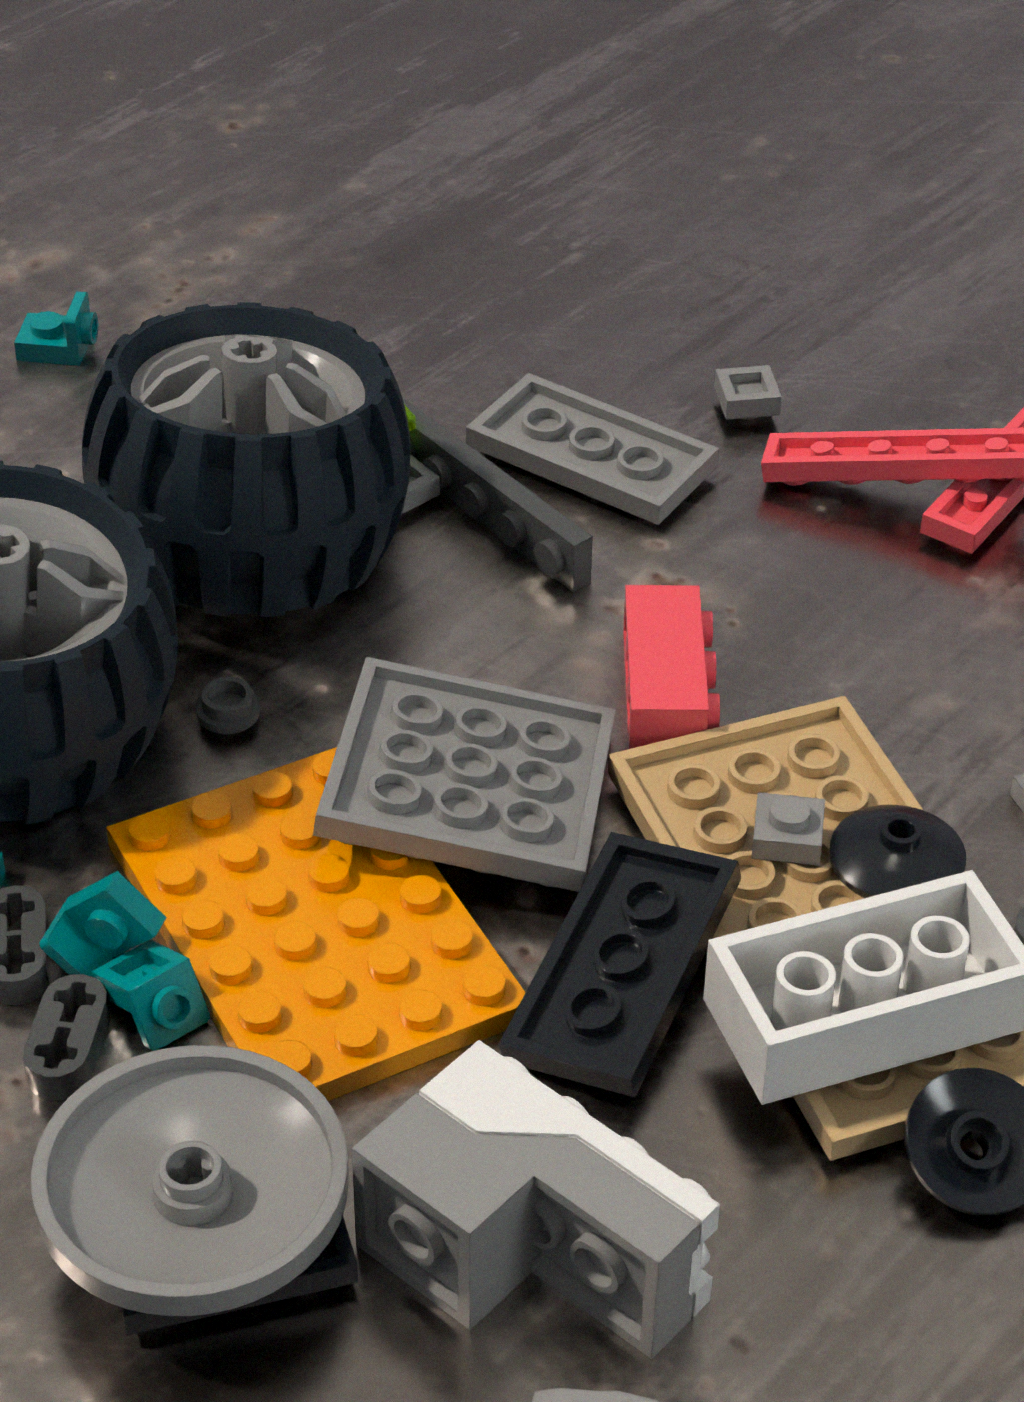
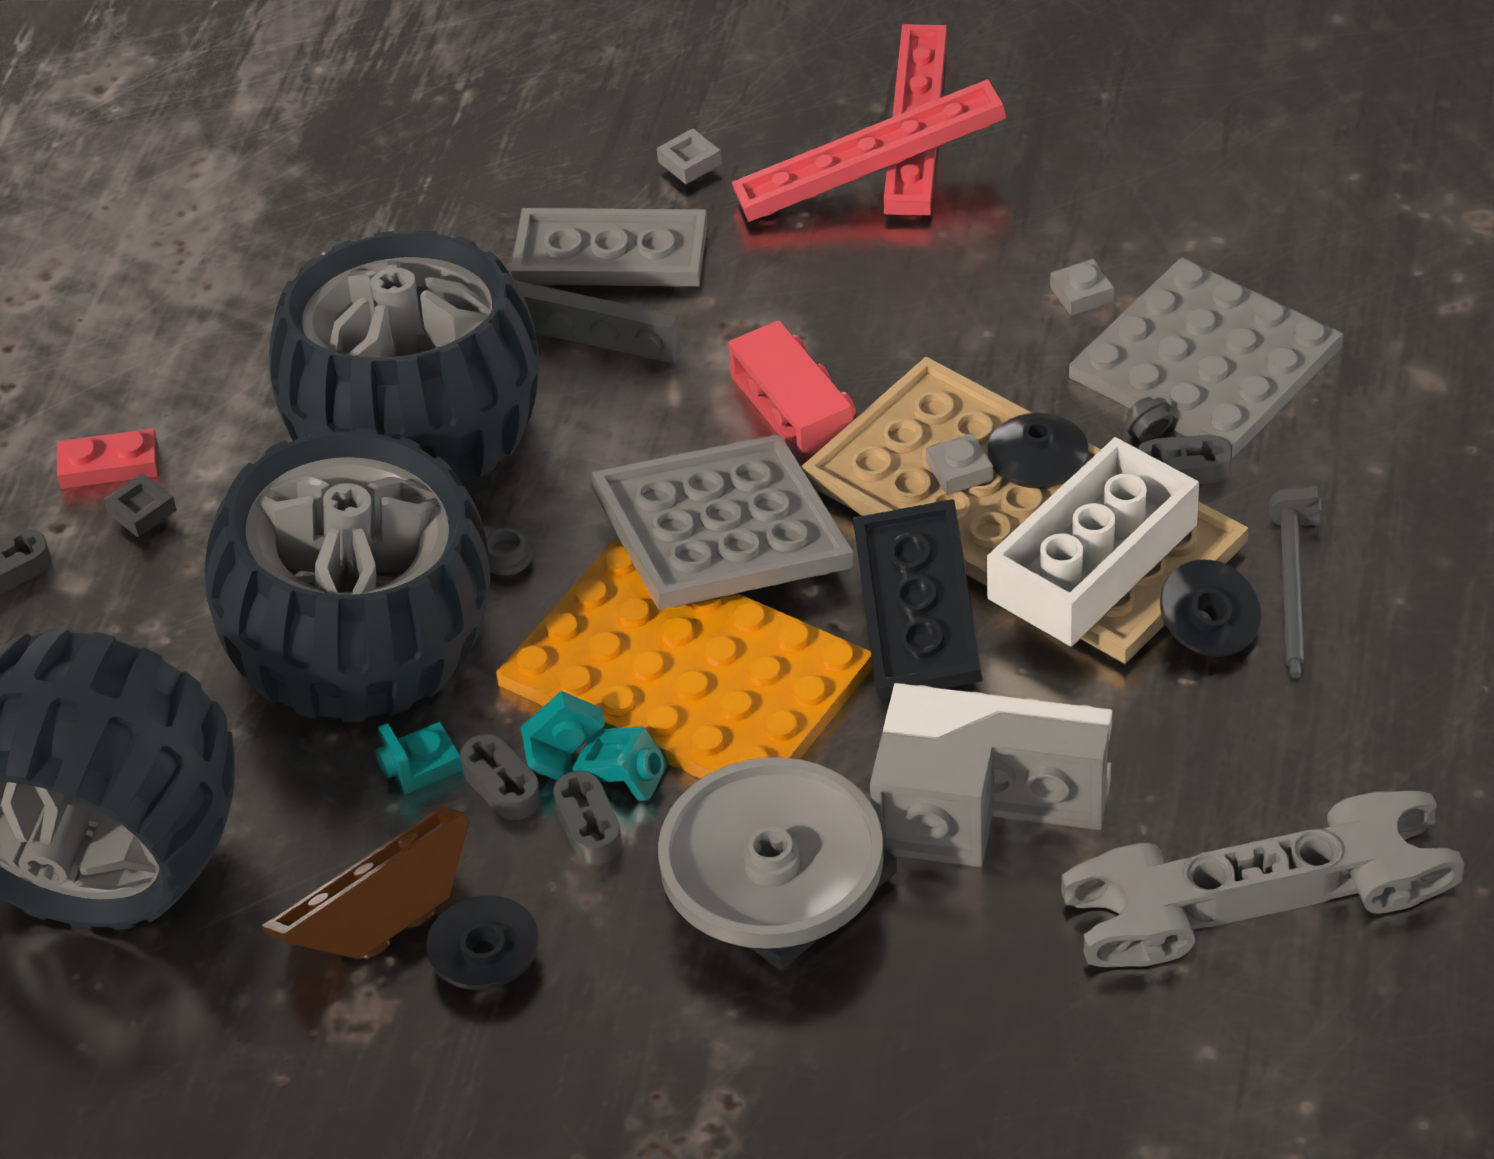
camera: 25 degrees left, 5 degrees up
(57, 337) = (126, 329): teal bracket -> none

